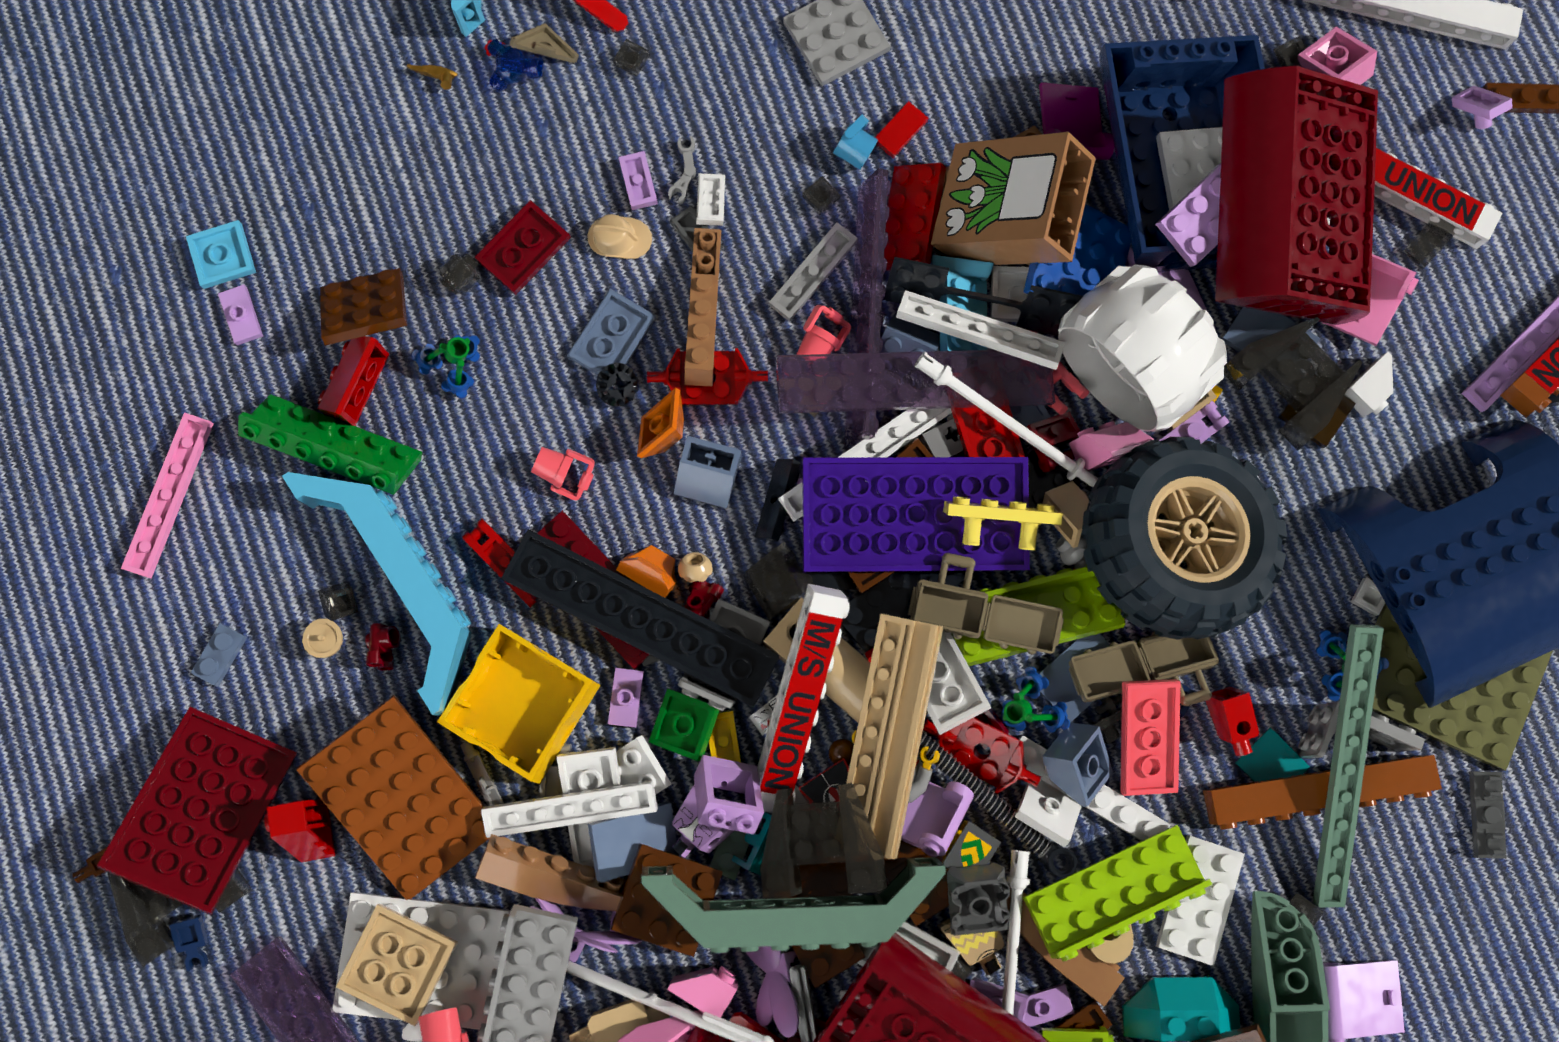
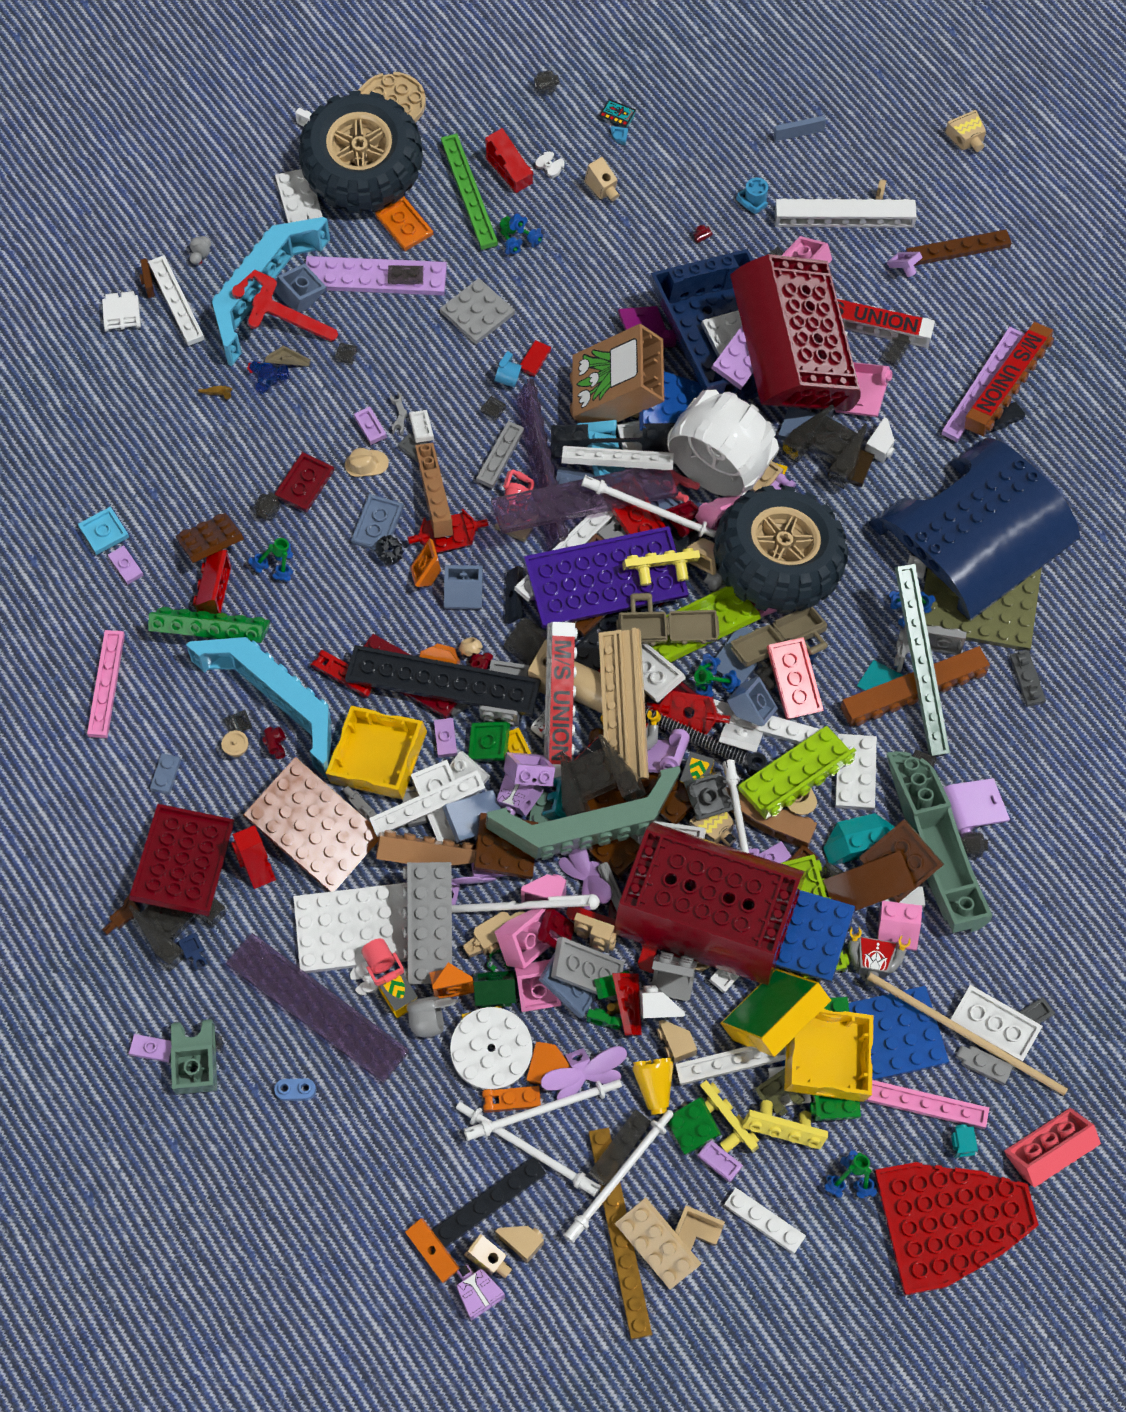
camera: 10 degrees left, 15 degrees down
(396, 964) = (337, 926): tan plate -> none
(554, 467) = (361, 608): coral piece -> none
(913, 211) = (556, 400): red plate -> none
(1234, 718) = (845, 654): red torso -> none

